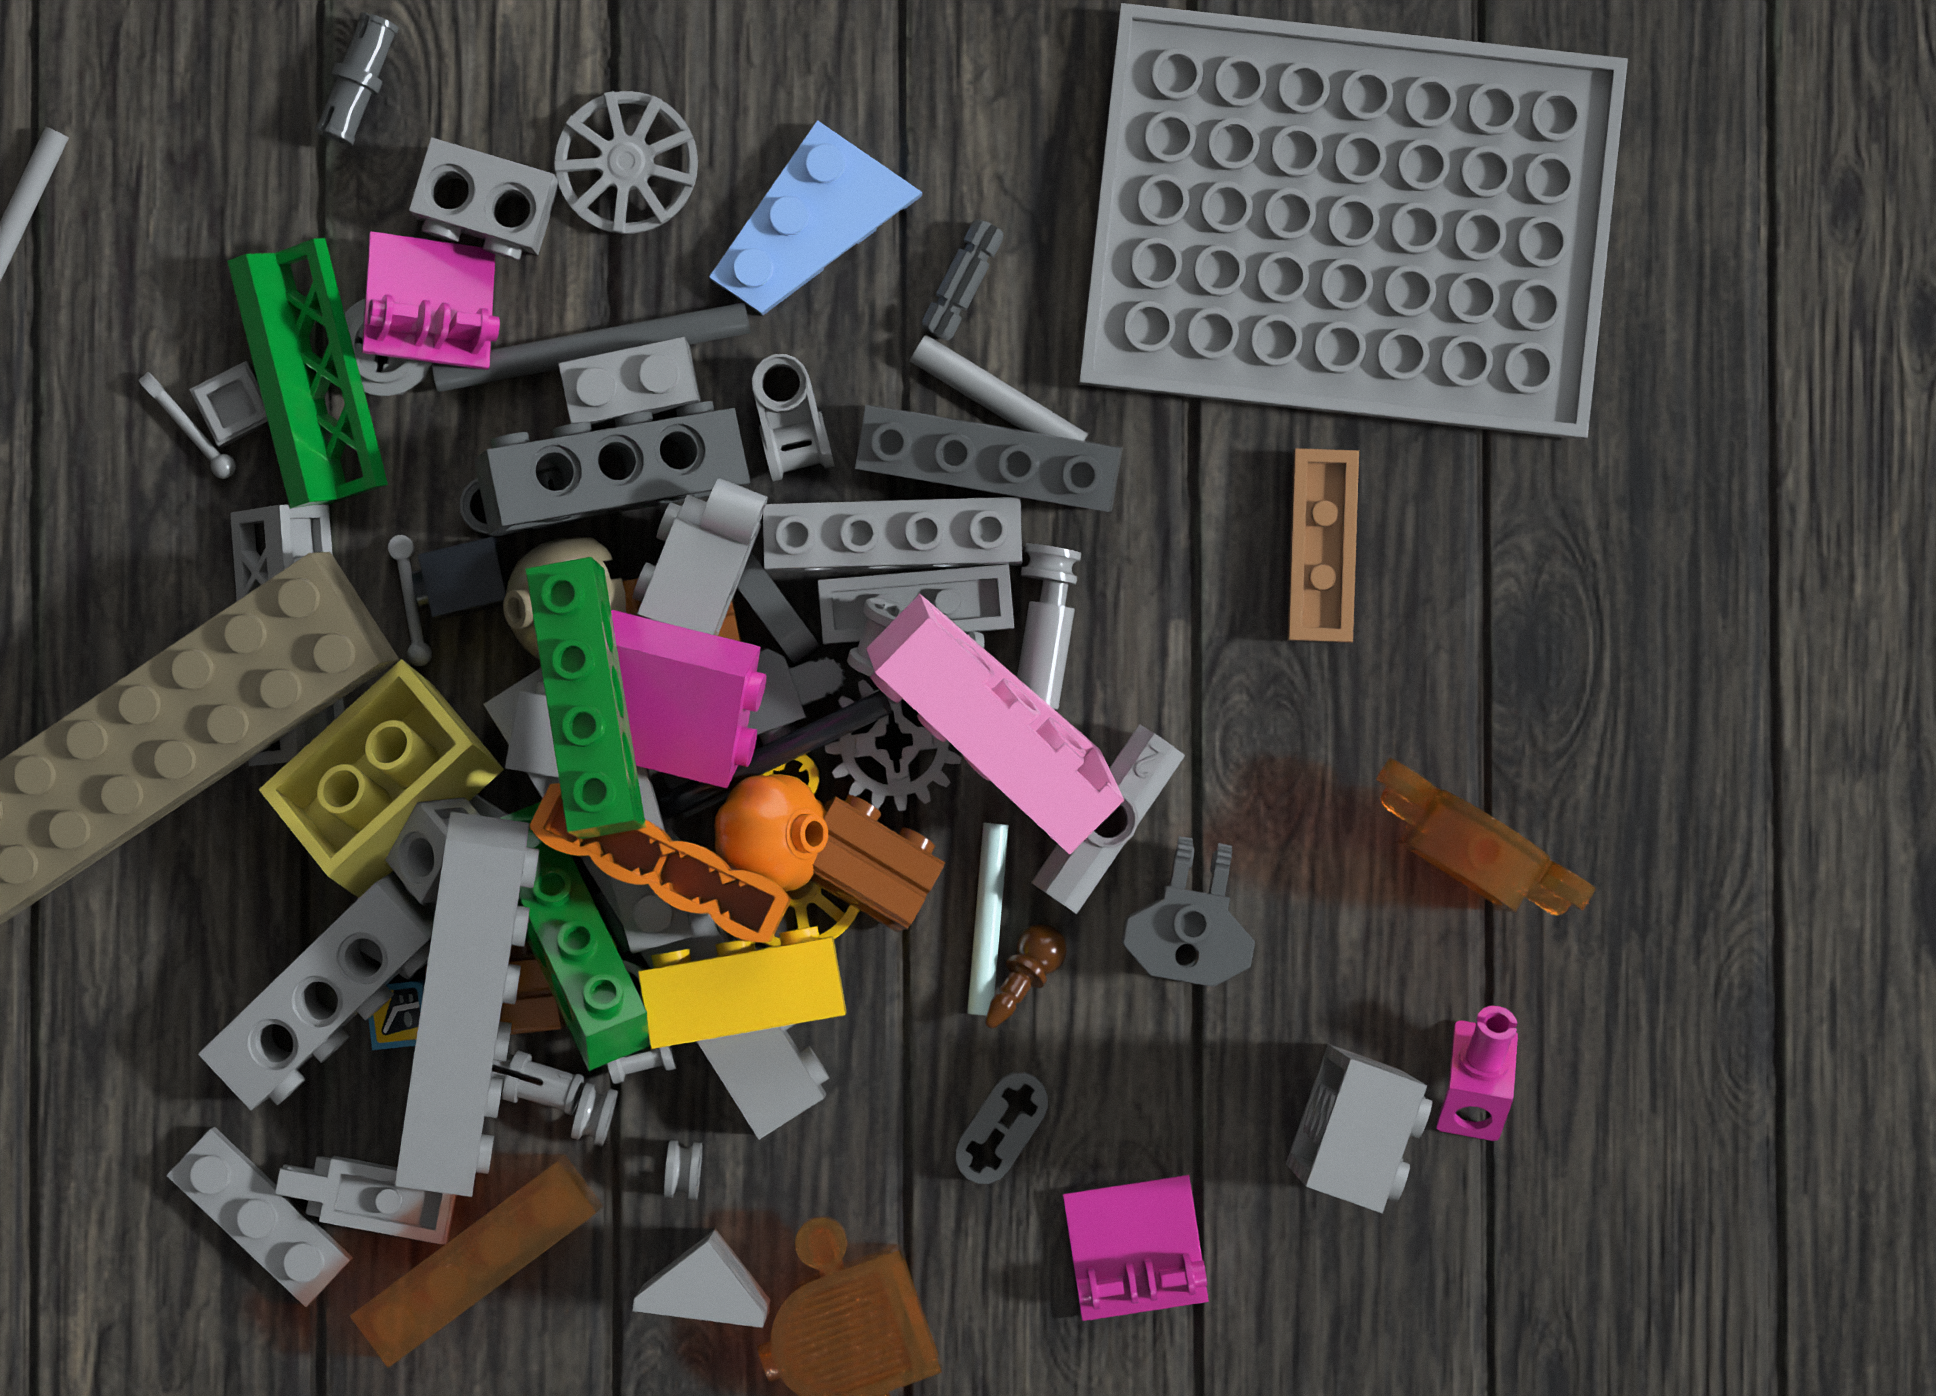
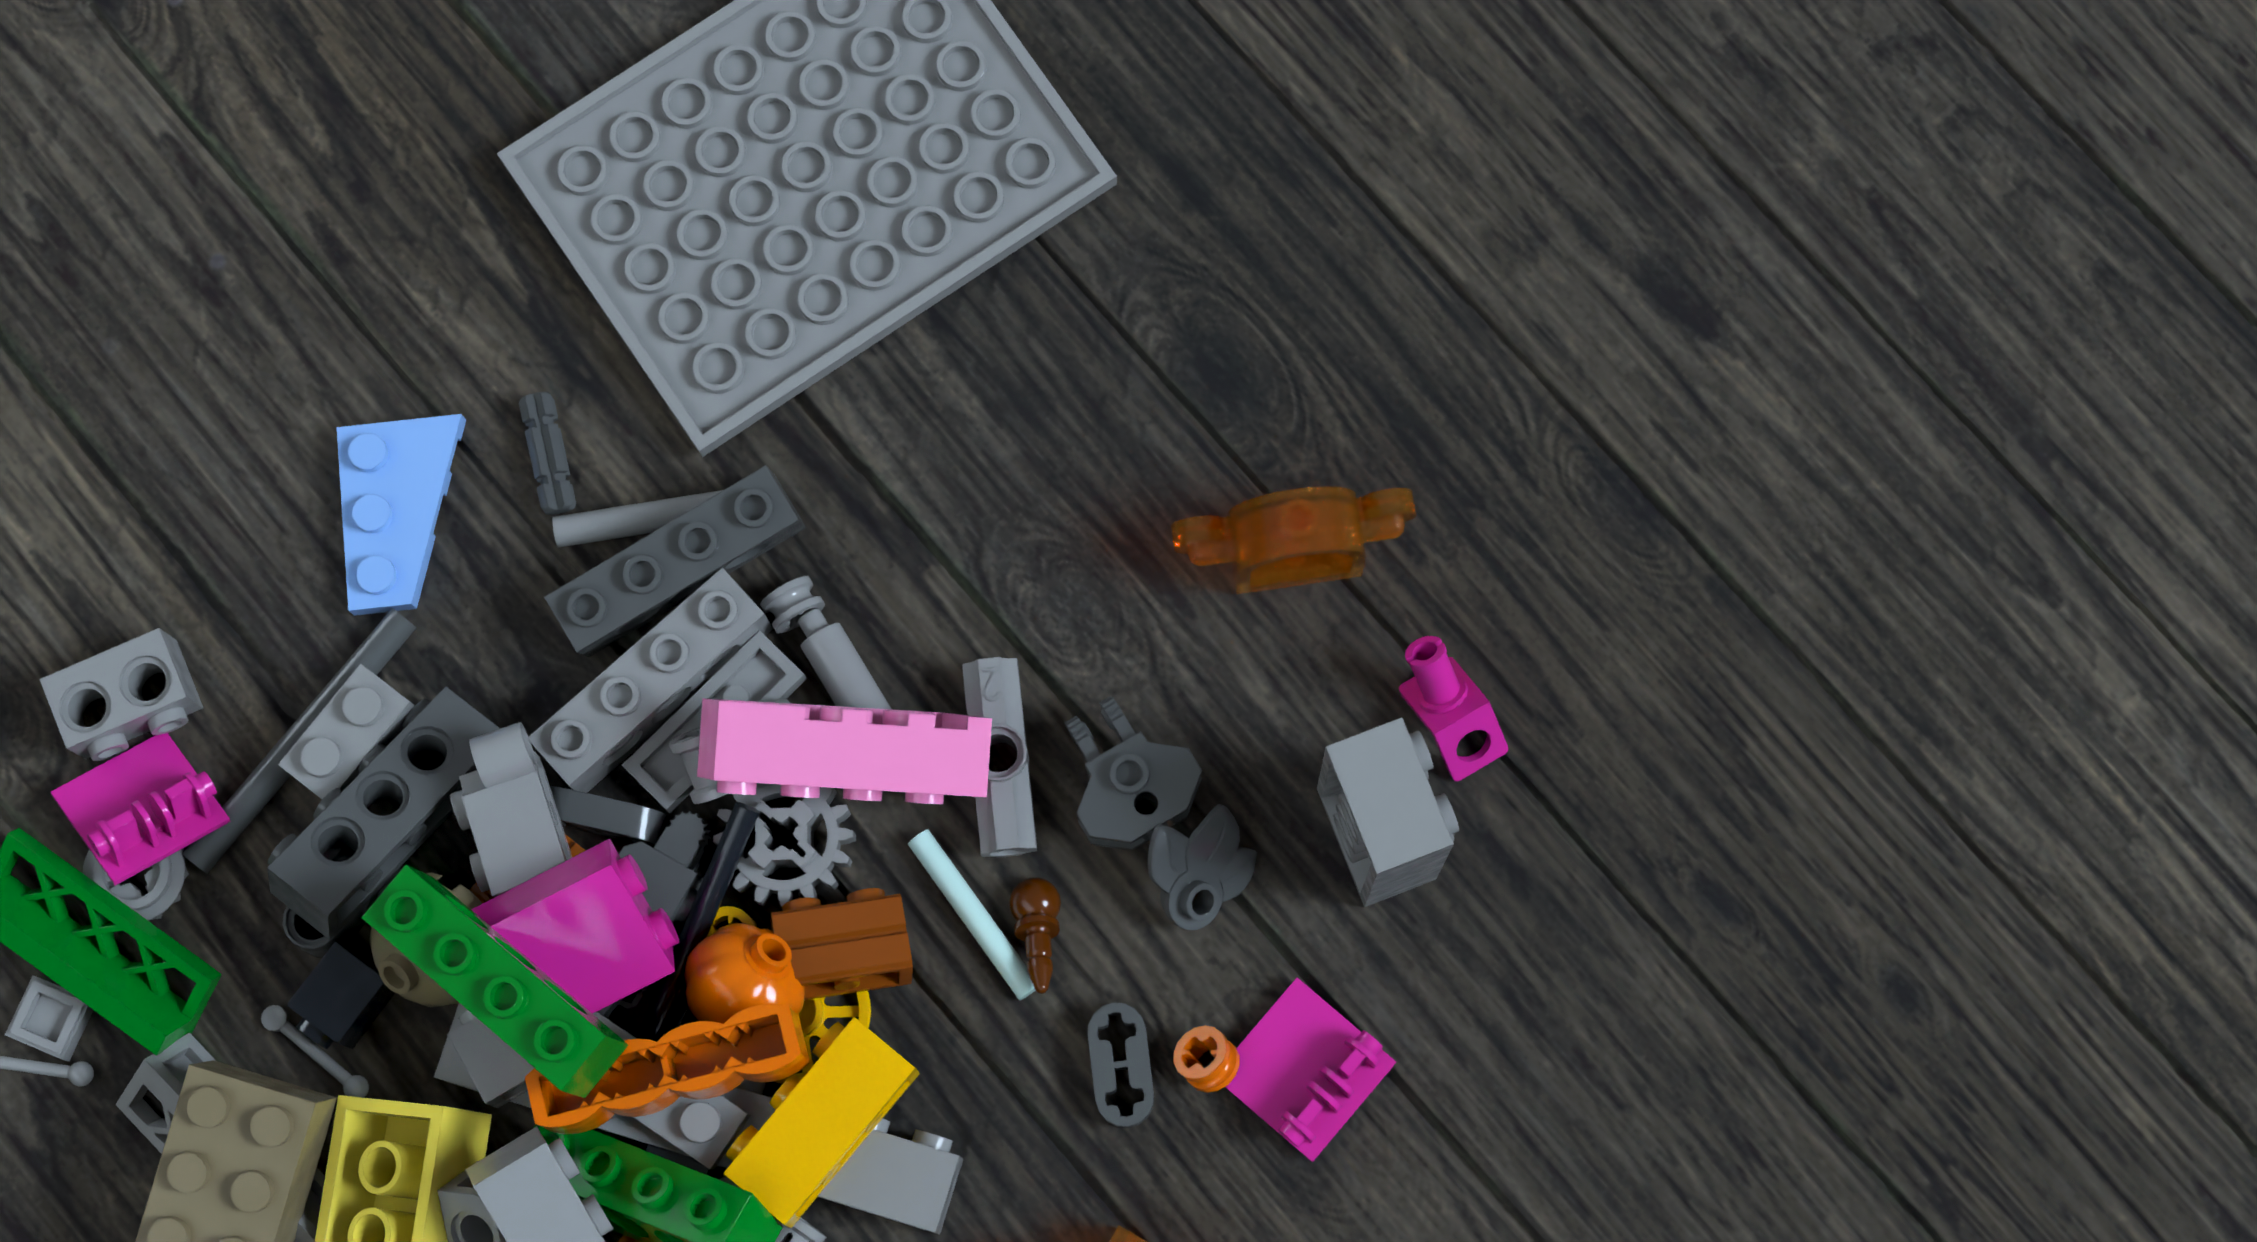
camera: 35 degrees left, 10 degrees down
(626, 161) = (213, 579): light grey wheel -> none
(790, 421) = (505, 667): light grey piece -> none
(1069, 1159) = (1192, 1047): none -> orange bush
(1186, 1037) = (1200, 864): none -> dark grey plate
(1323, 545) = (988, 419): medium nougat plate -> none

